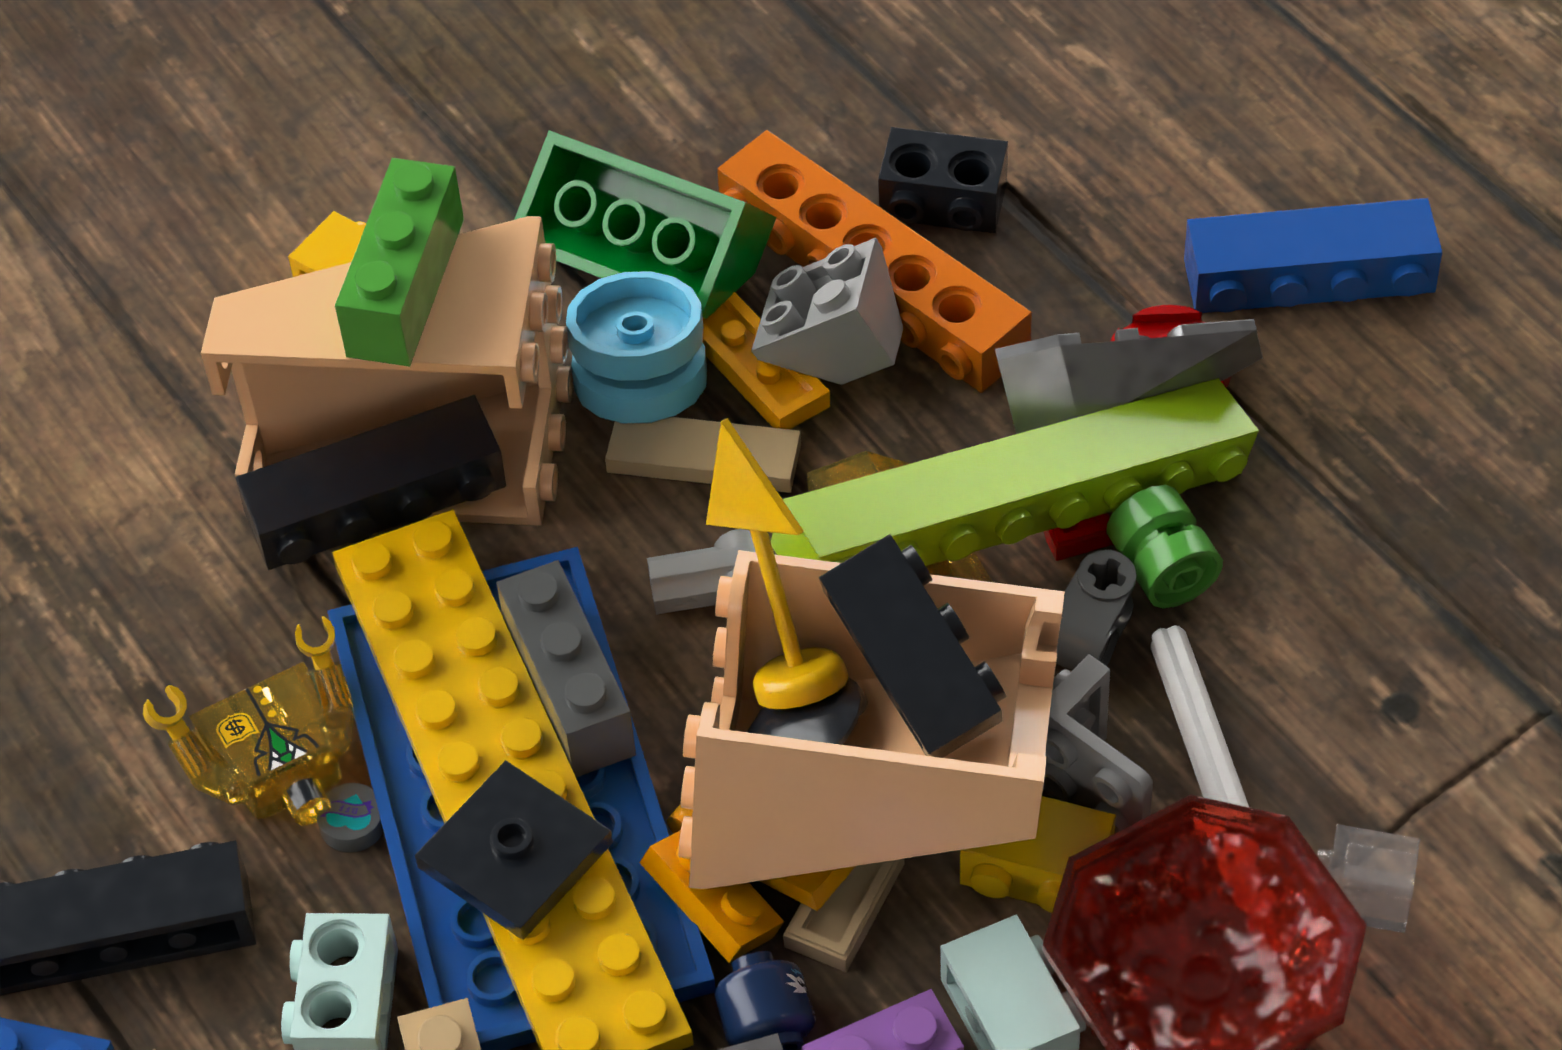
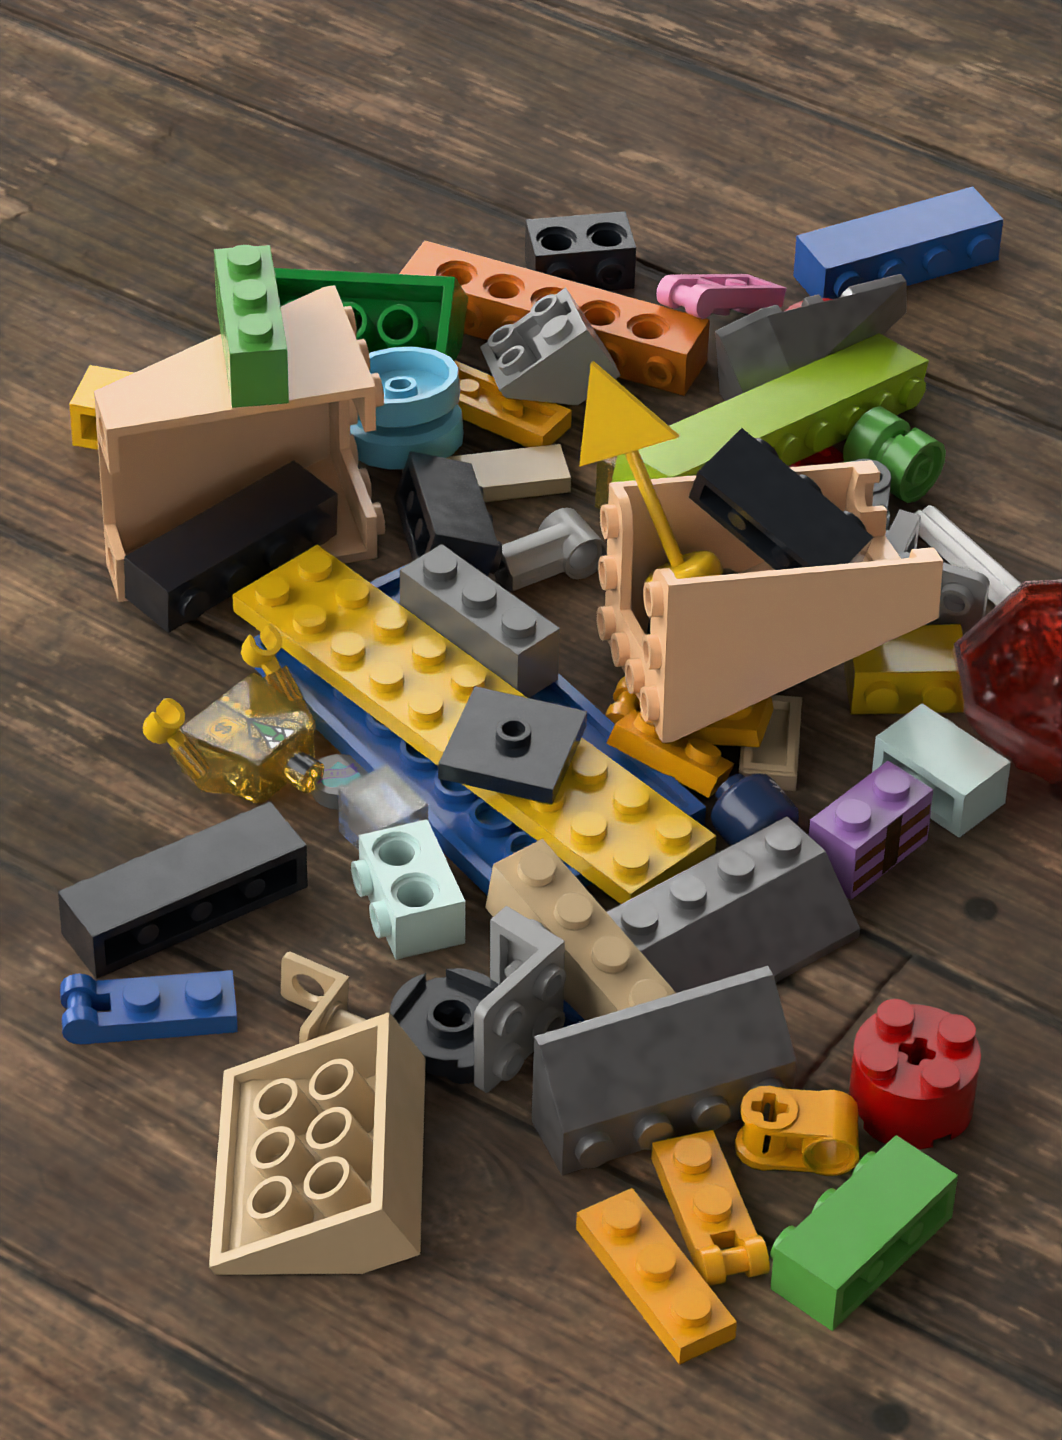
camera: 25 degrees left, 10 degrees down
(361, 875) = (377, 803): none -> clear brick
(613, 512) = (446, 506): none -> black brick
(1065, 276) = (718, 293): none -> bright pink plate

